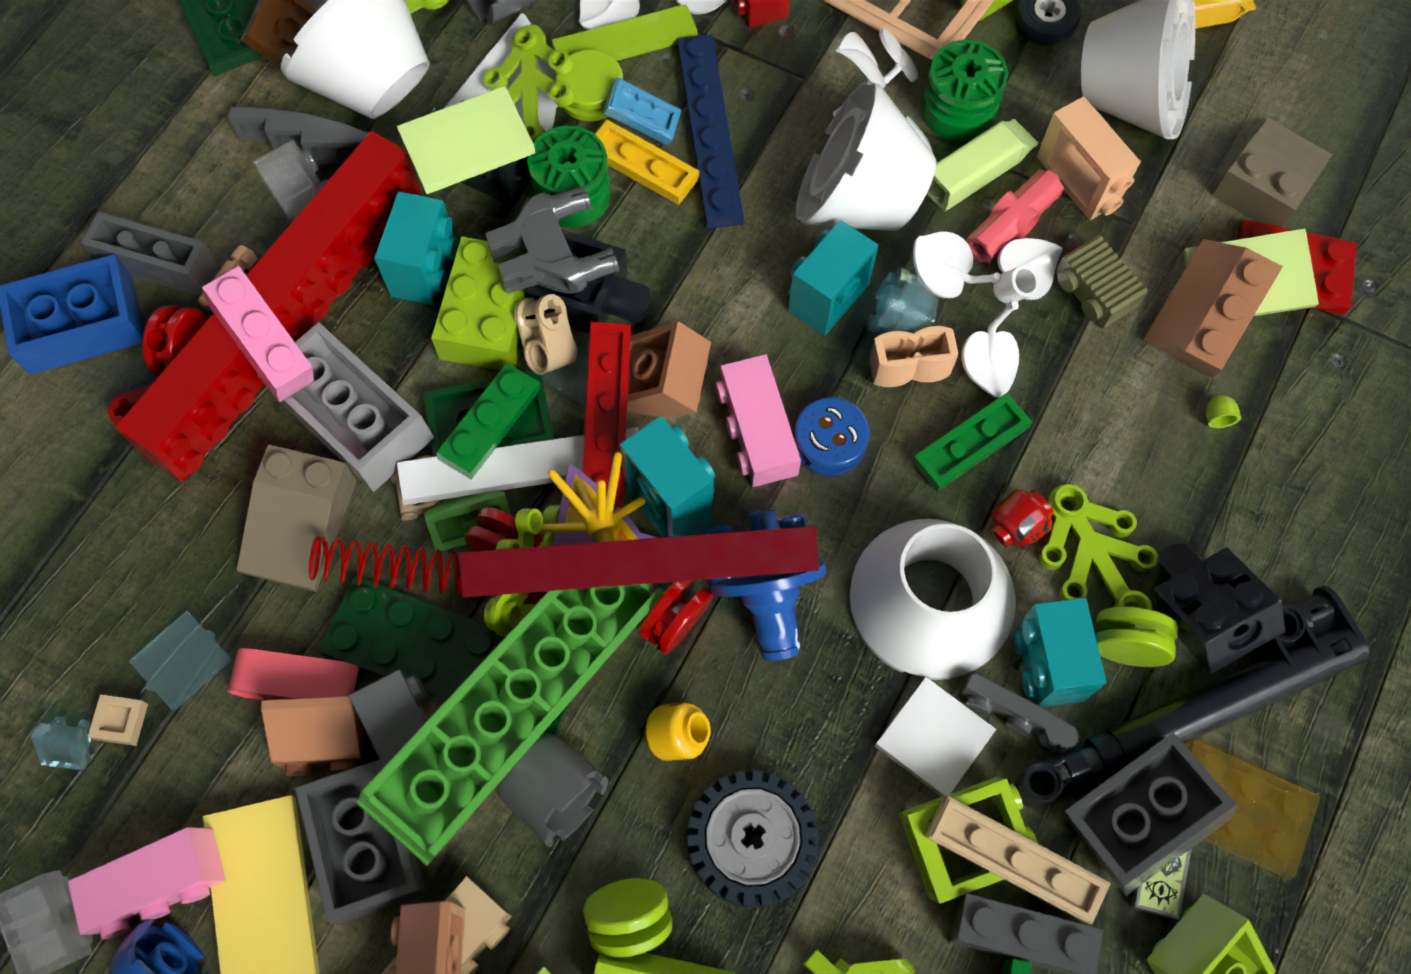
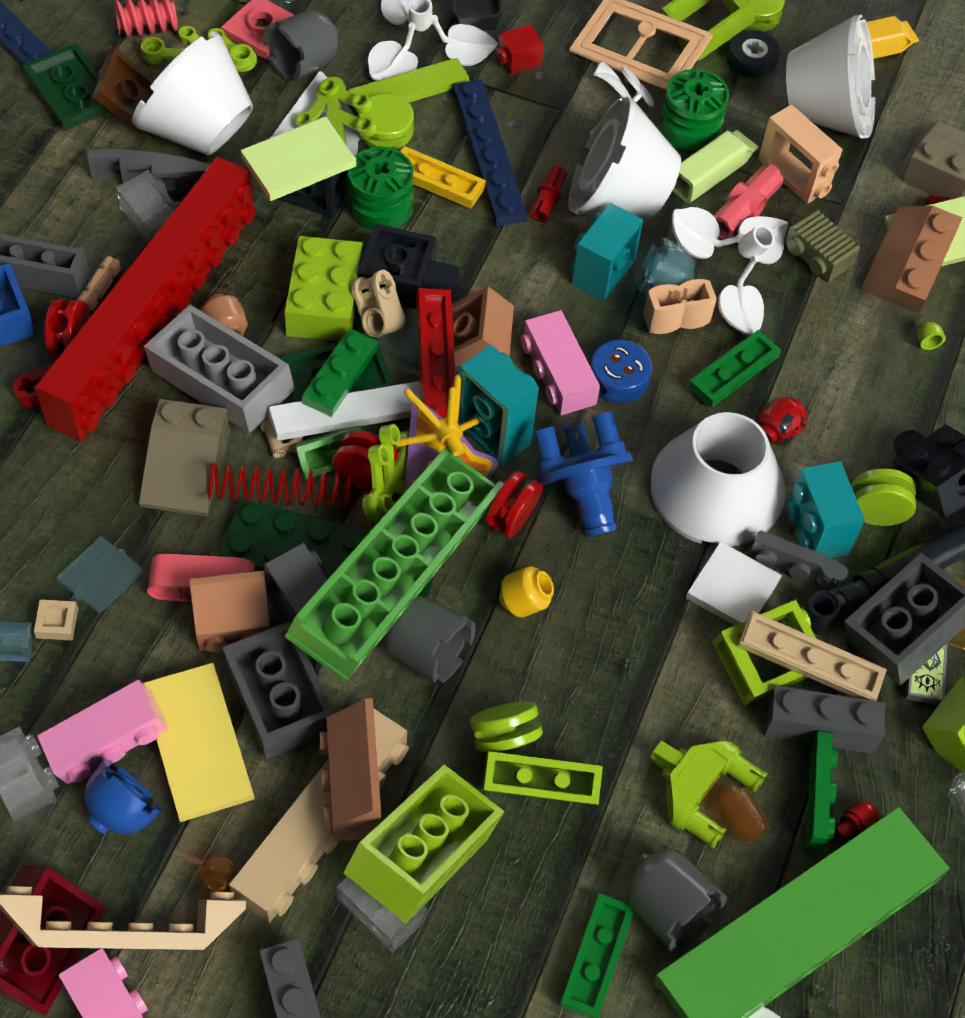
camera: 10 degrees left, 10 degrees down
(258, 333) = (150, 307): bright pink brick -> none
(365, 334) = (228, 311): none -> nougat head
(416, 248) = (262, 248): teal brick -> none
(545, 250) = (368, 239): dark grey connector -> none
(639, 561) = (485, 451): dark red tile -> none
(642, 111) = (432, 138): dark azure plate -> none
(773, 191) = (548, 193): none -> red axle
(787, 844) = (597, 691): wheel -> none
(1095, 546) = (840, 438): lime plant -> none

